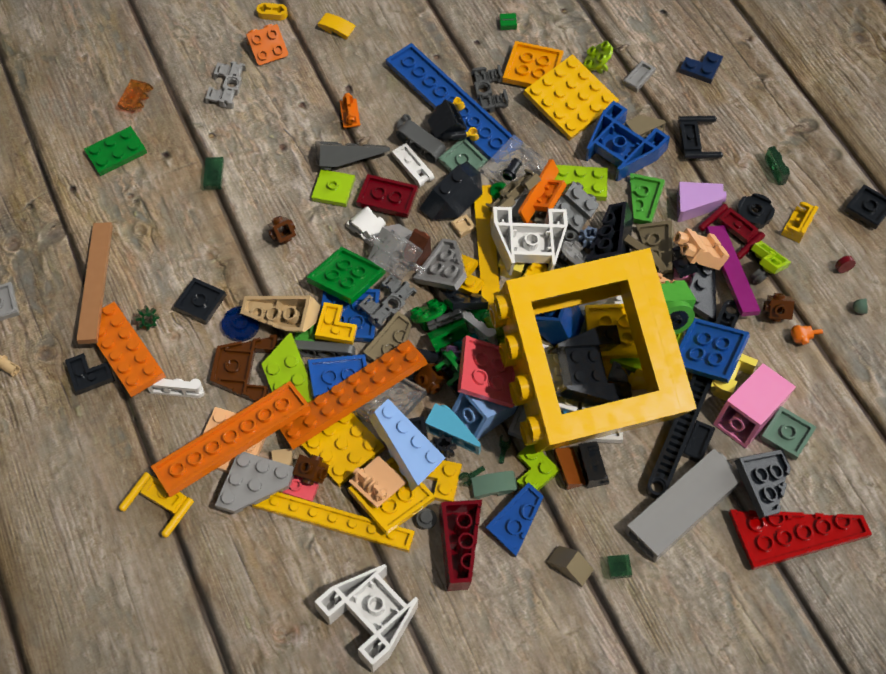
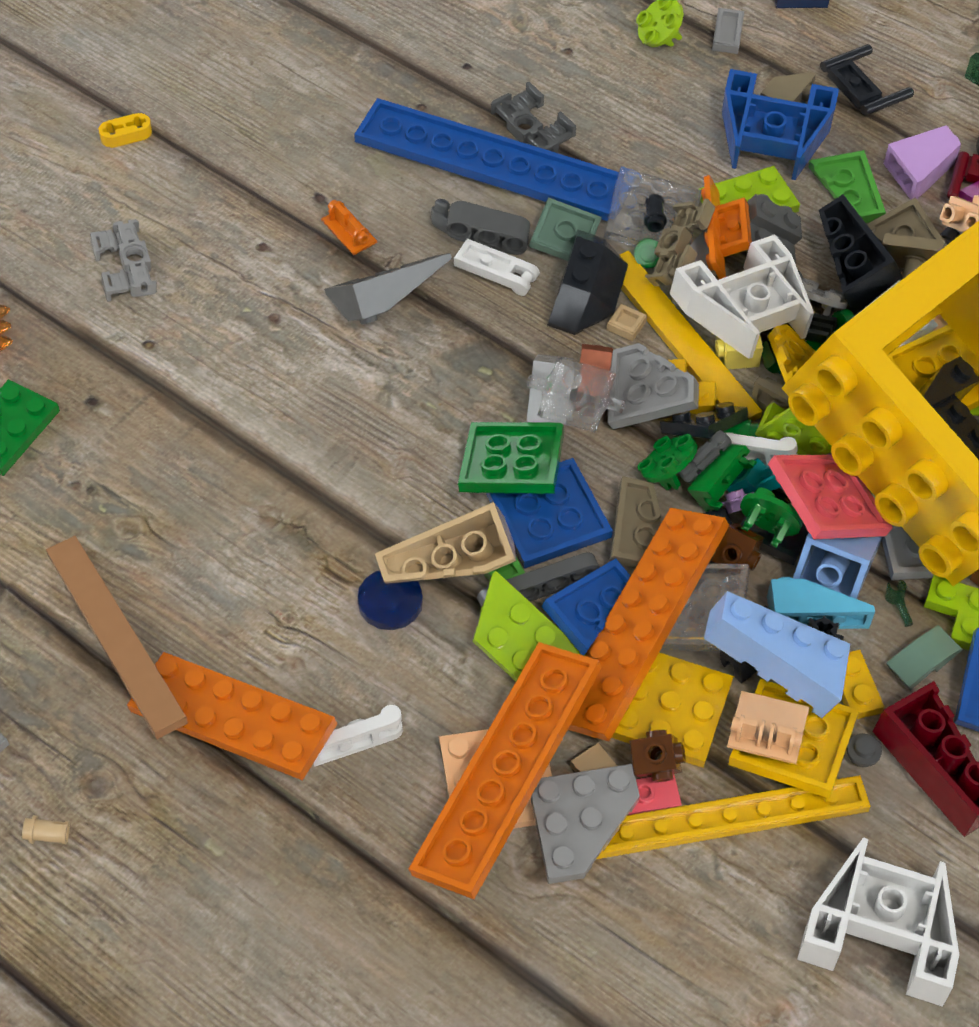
camera: 30 degrees left, 5 degrees down
(87, 378) = (195, 790): black plate -> none
(145, 322) = (238, 652): dark green gear -> none
(153, 490) = (443, 907): yellow plate -> none
(200, 300) = (304, 591): black plate -> none
(213, 173) = (195, 396): clear green plate -> none
(234, 366) = (428, 667): reddish brown wing -> none
(267, 44) = (152, 178): orange bracket -> none
(287, 229) = (366, 433): reddish brown brick -> none
(331, 328) = (546, 542): yellow plate -> none
(333, 188) = (397, 345): lime plate -> none
(336, 24) = (235, 113): yellow slope -> none
(366, 224) = (487, 375): white cylinder -> none
(383, 311) = (597, 485): dark grey piece -> none
(387, 195) = (489, 323): dark red plate -> none
(448, 123) = (516, 187): black torso -> none
(471, 475) = (882, 660): clear green hand -> none
(508, 21) = (494, 21): green tile -> none
(530, 63) = (575, 68): light orange plate -> none
(570, 97) = (658, 90): yellow plate -> none
(587, 236) = (817, 266): sand blue gear -> none

